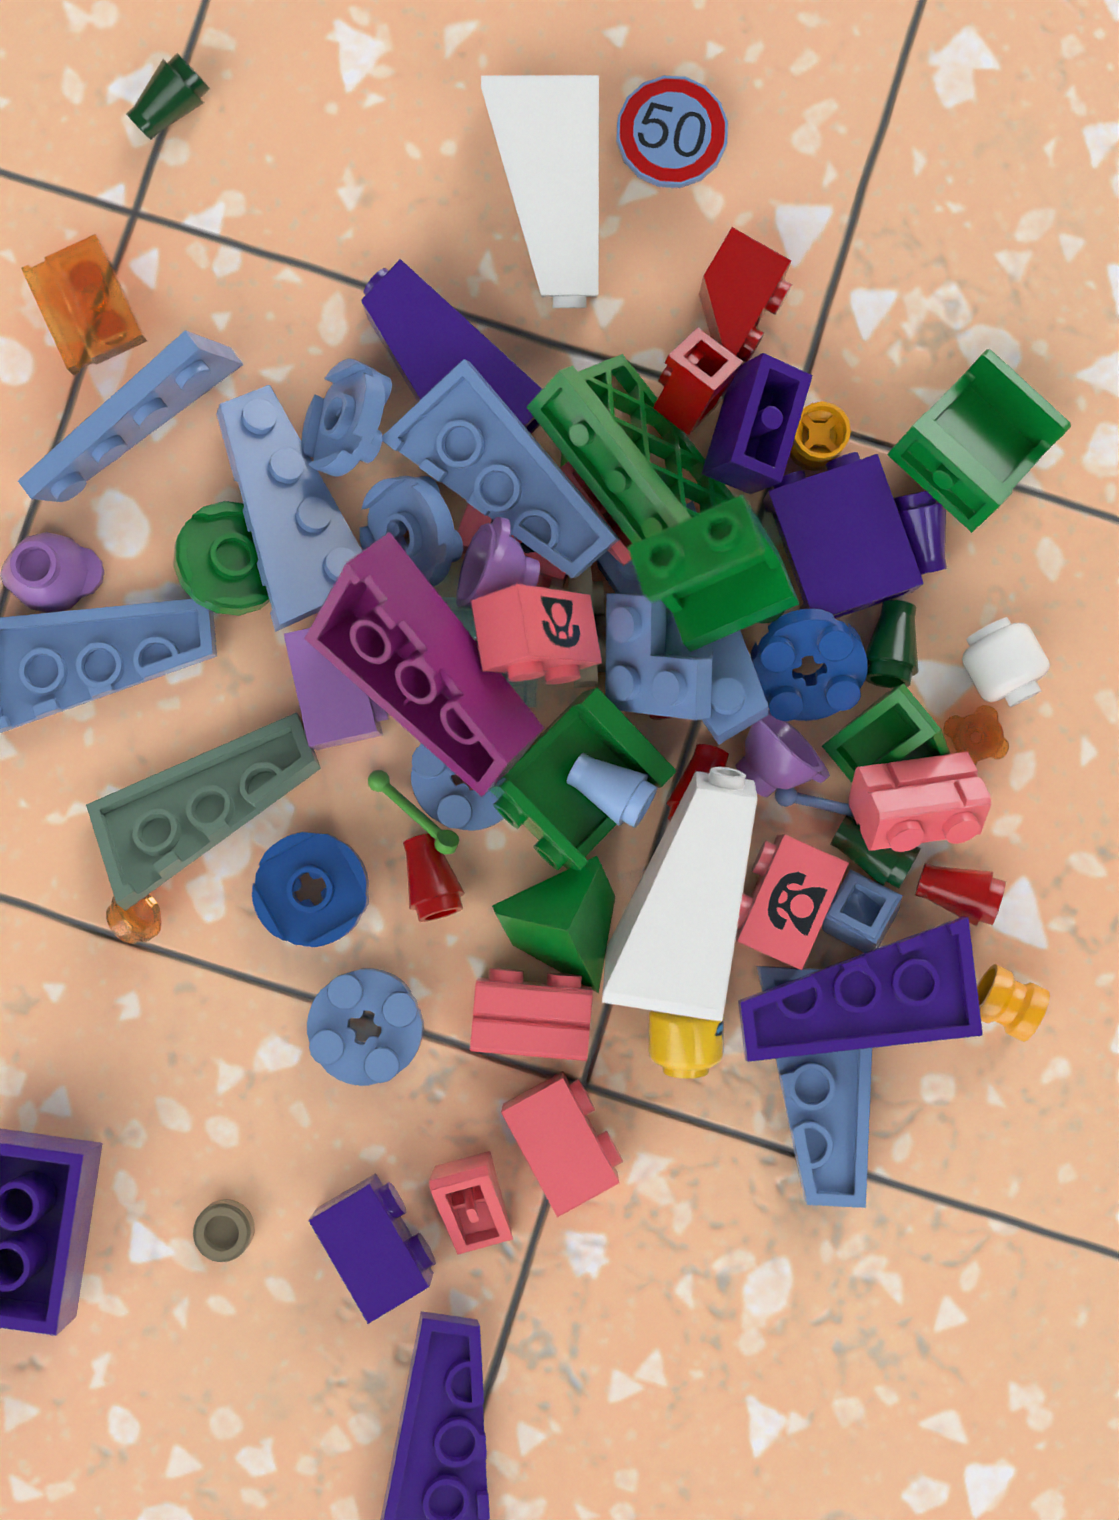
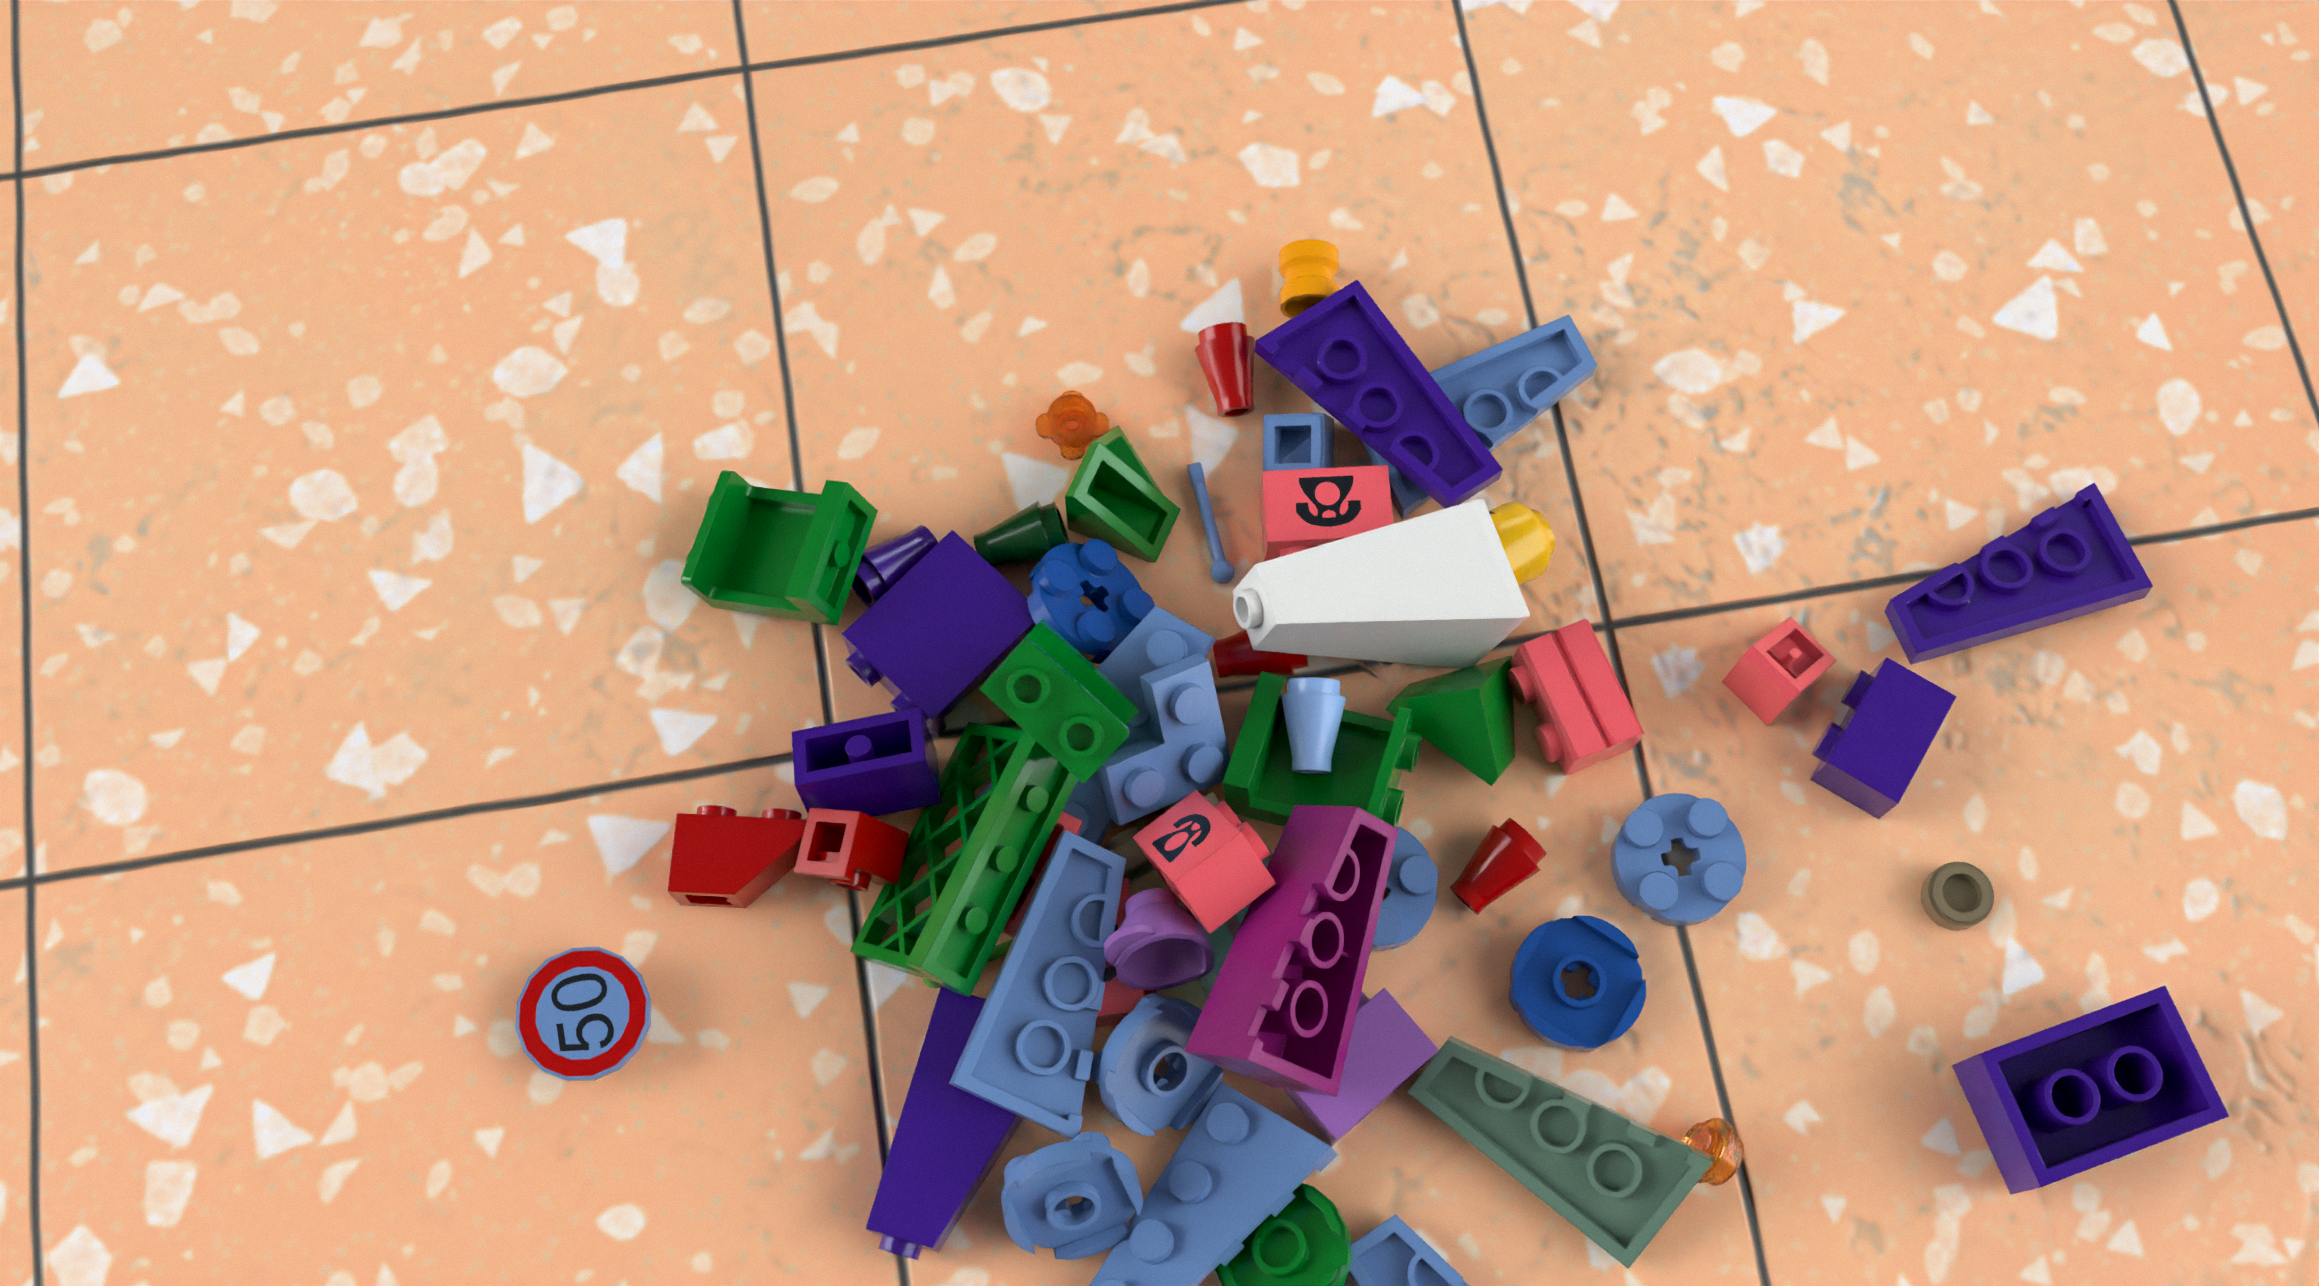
camera: 120 degrees left, 15 degrees down
(445, 840) = (1453, 867): bright green hinge -> none
(552, 166) = (683, 1115): white slope -> none
(562, 1143) = (1676, 610): coral brick -> none
(779, 757) = (1194, 586): medium lavender piece -> none
(826, 427) = (841, 695): light orange wheel -> none
(880, 864) = (1232, 458): dark green cone -> none
(919, 801) = (1168, 437): coral brick -> none
(1005, 662) = (988, 426): white head -> none

